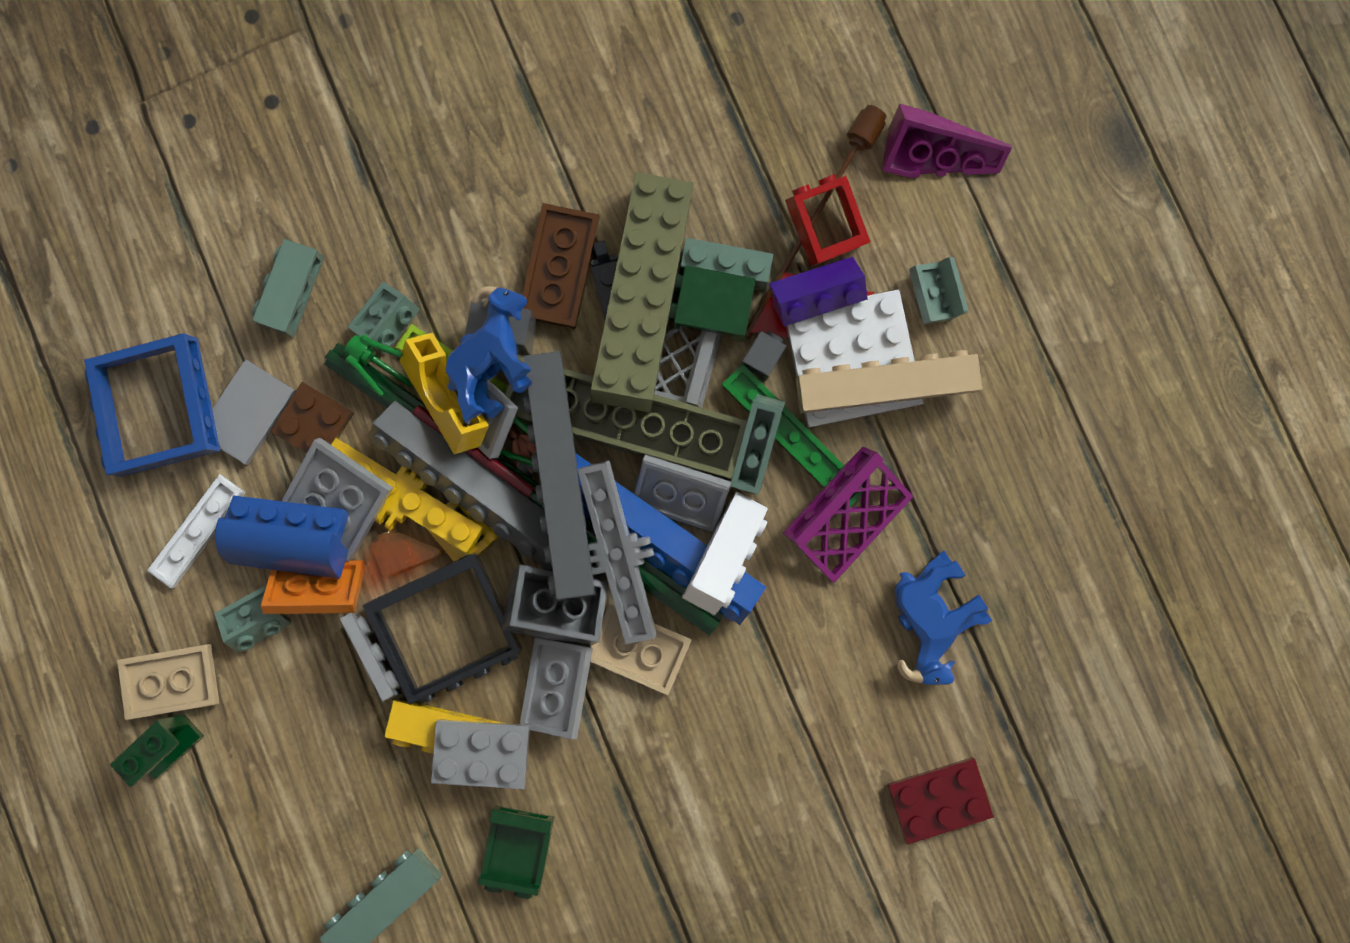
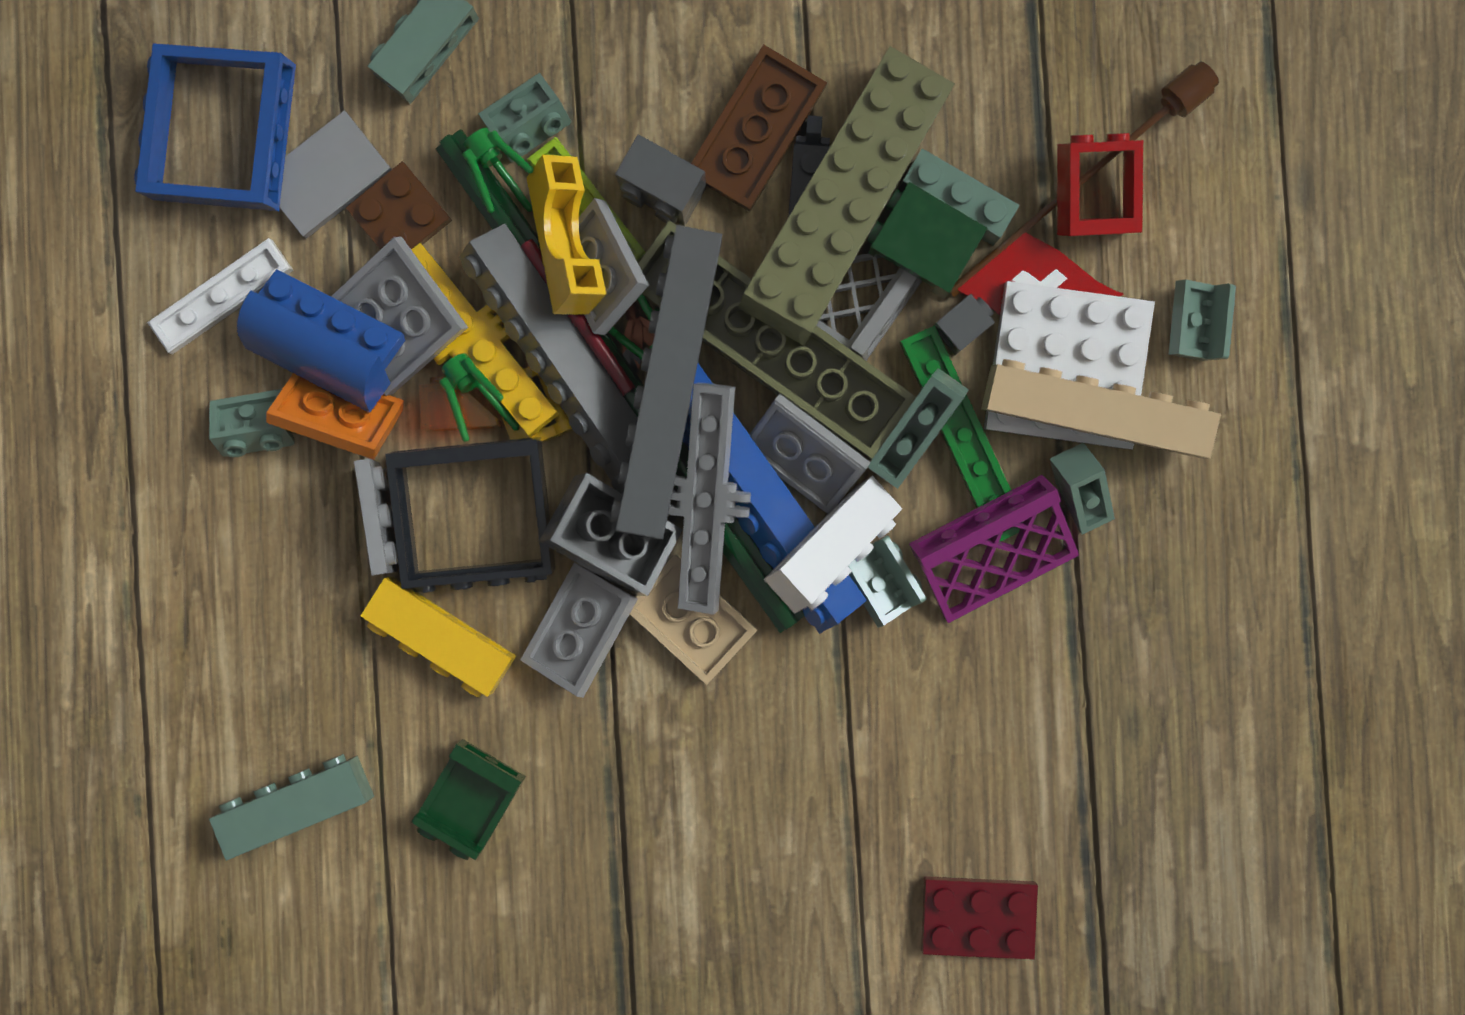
camera: 25 degrees right, 5 degrees up
(157, 749) = (92, 537): dark green panel -> none
(168, 681) = (130, 462): tan plate -> none
(403, 525) = (465, 376): none -> green plant
(480, 754) = (465, 675): light grey plate -> none
(486, 353) = (635, 206): blue animal -> none
(776, 568) = (886, 582): none -> sand green bracket
(818, 291) = (1057, 270): dark purple brick -> none
(897, 445) = (1083, 487): none -> sand green slope
(931, 620) = (1047, 708): blue animal -> none
(934, 145) = (1262, 138): magenta wedge -> none

